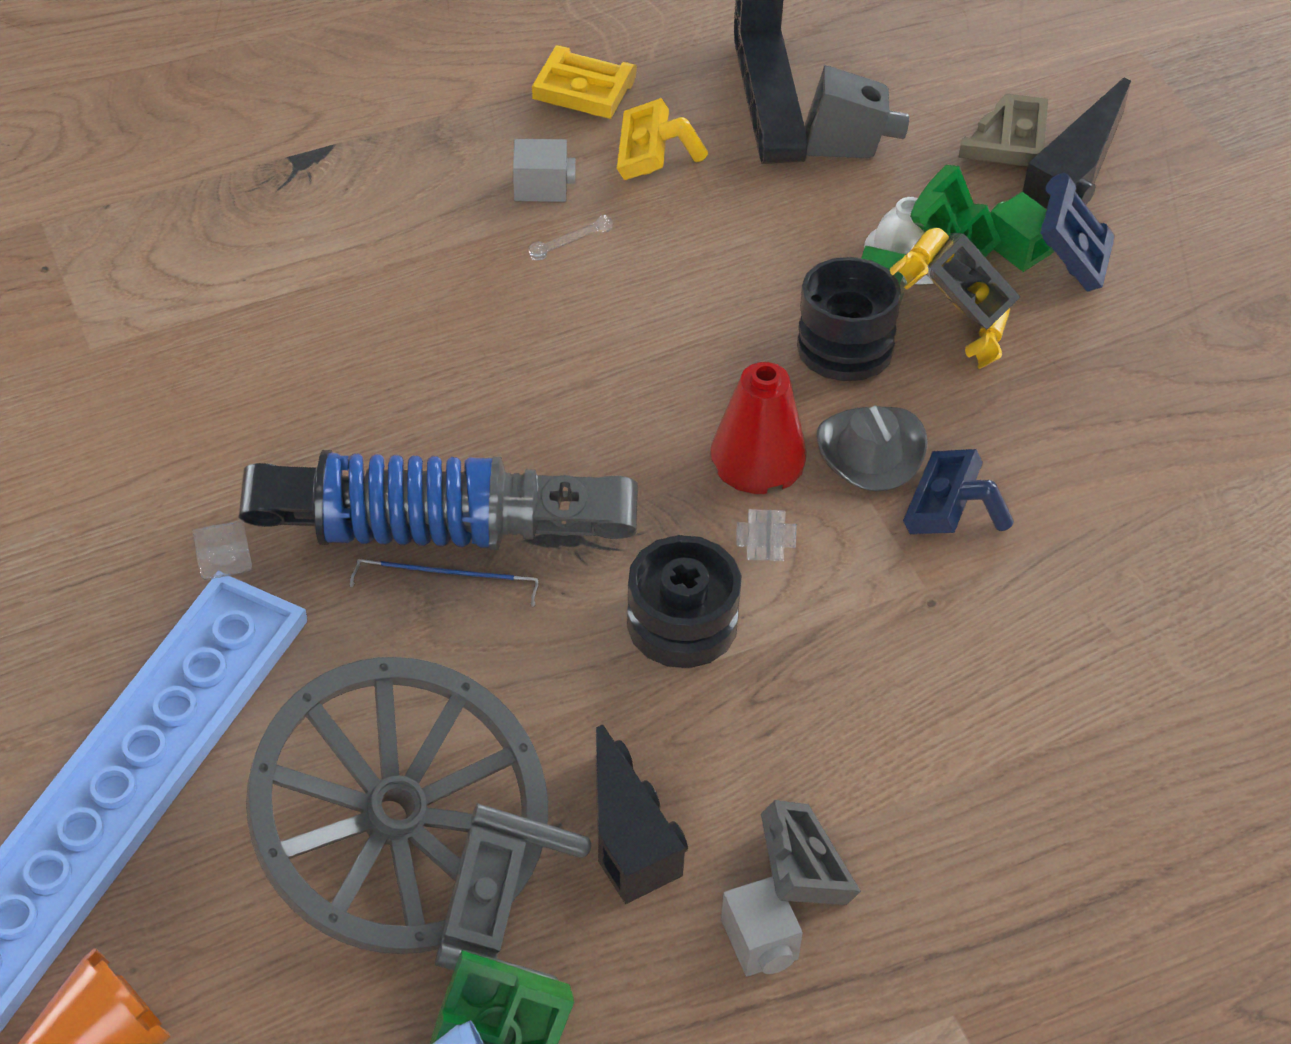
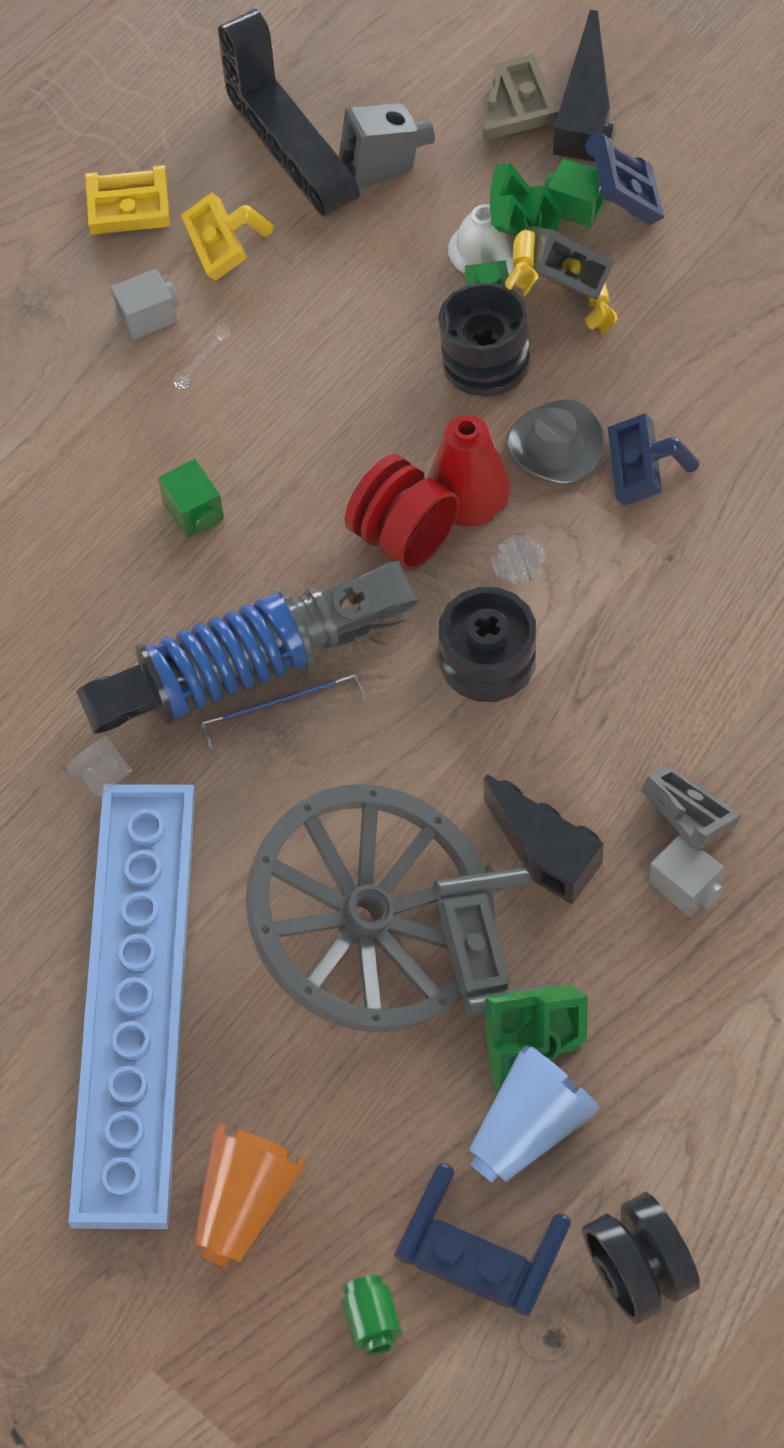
camera: 20 degrees left, 10 degrees up
(475, 350) = (191, 498): none -> green brick
(669, 439) = (402, 511): none -> red wheel

